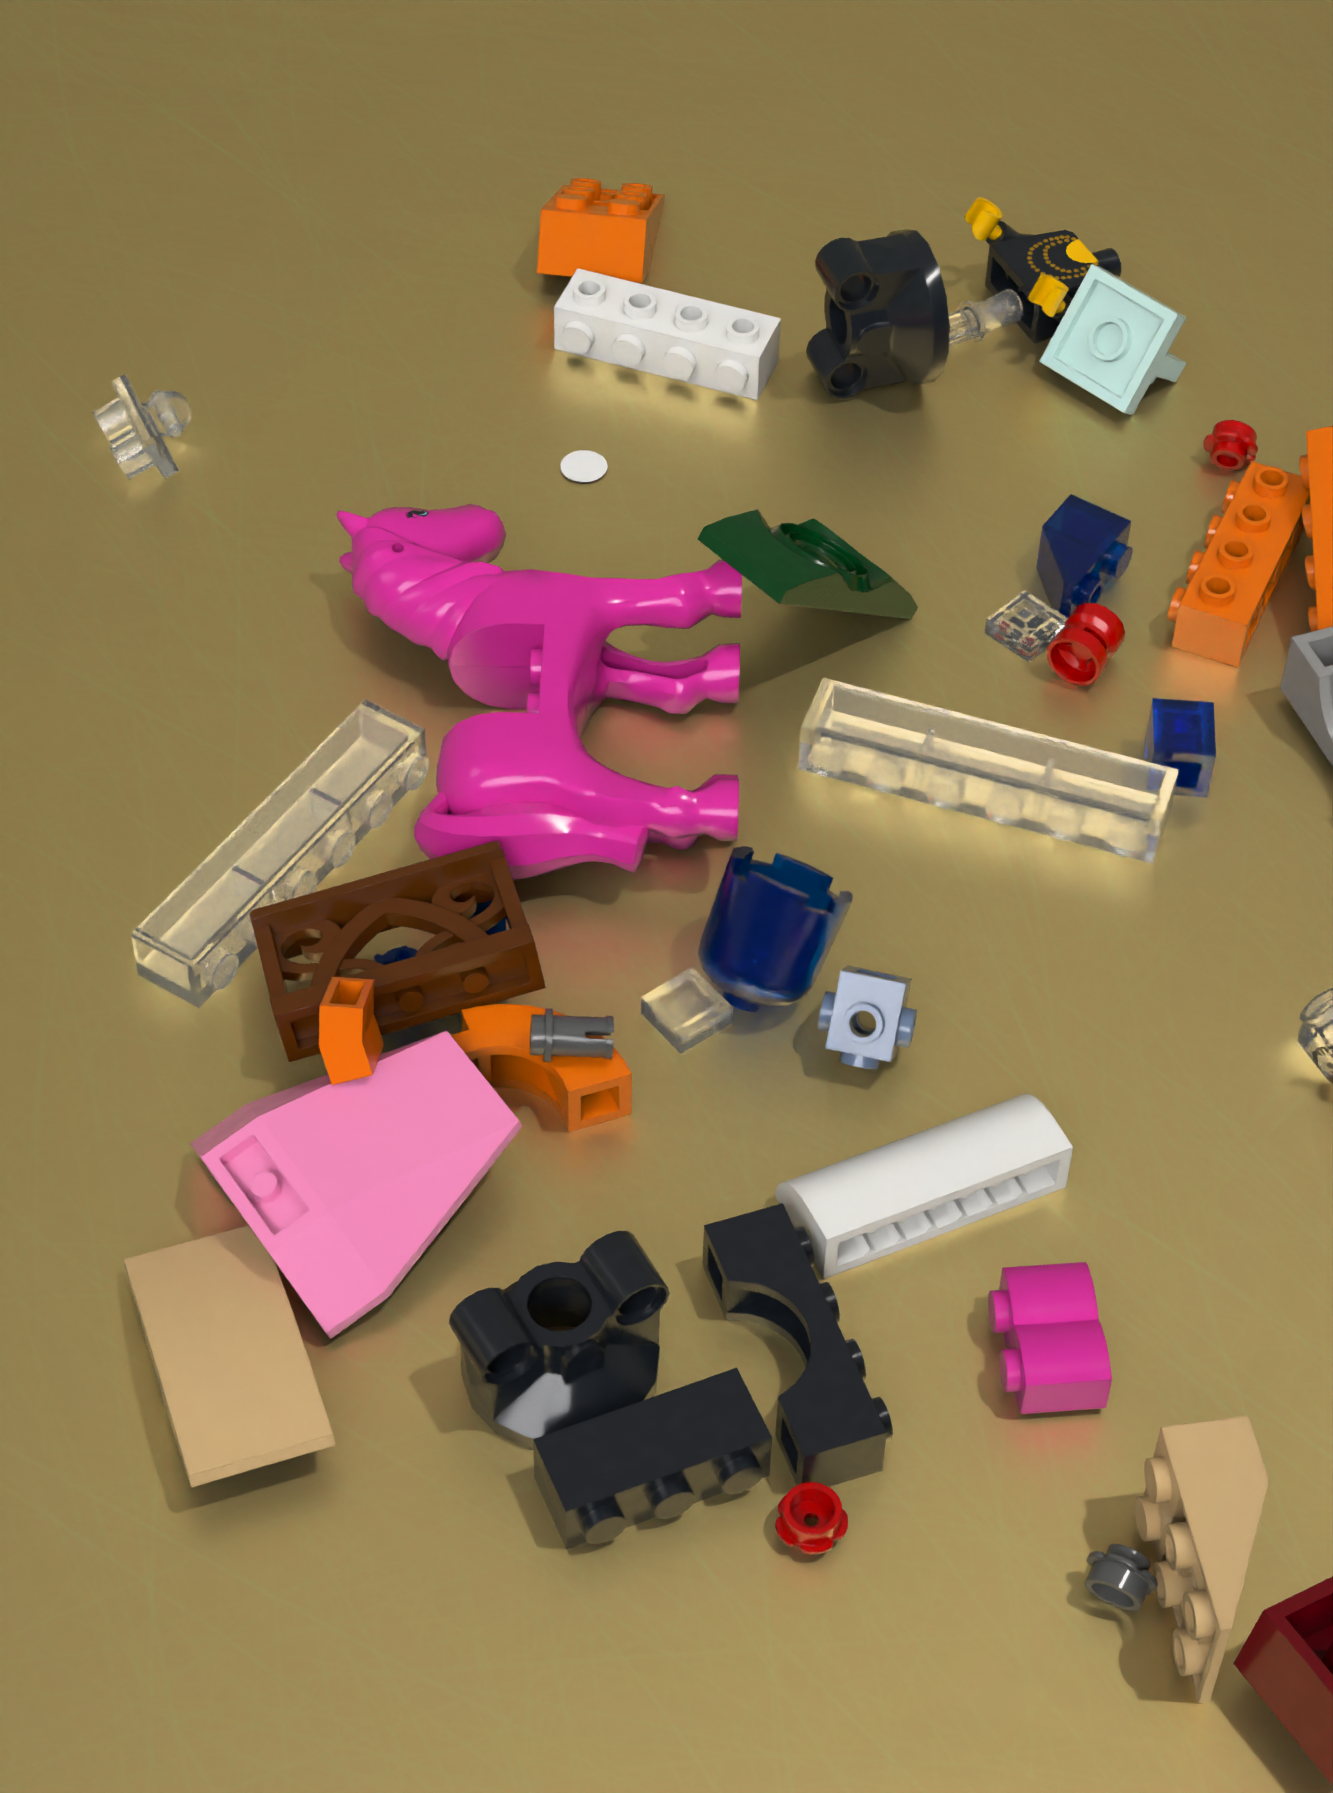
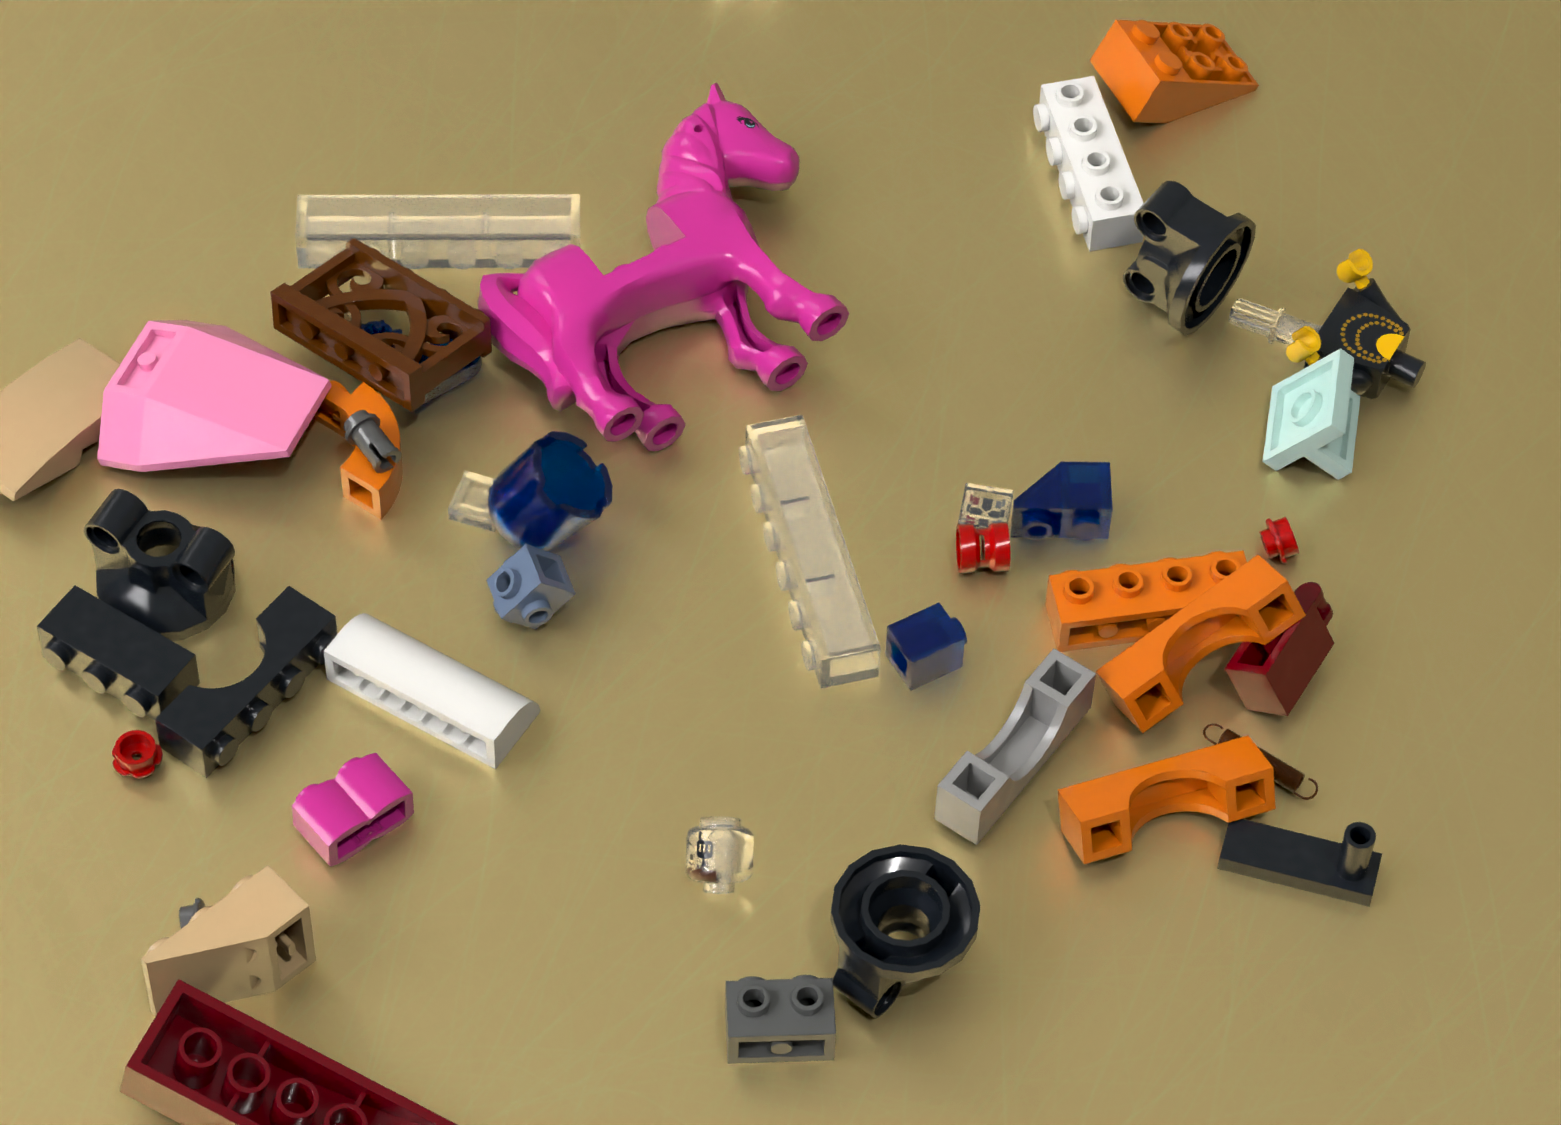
camera: 55 degrees right, 5 degrees up
(349, 1029) = (279, 328): orange piece -> none
(583, 466) = (932, 193): white sticker -> none
(806, 566) = (884, 351): dark green slope -> none

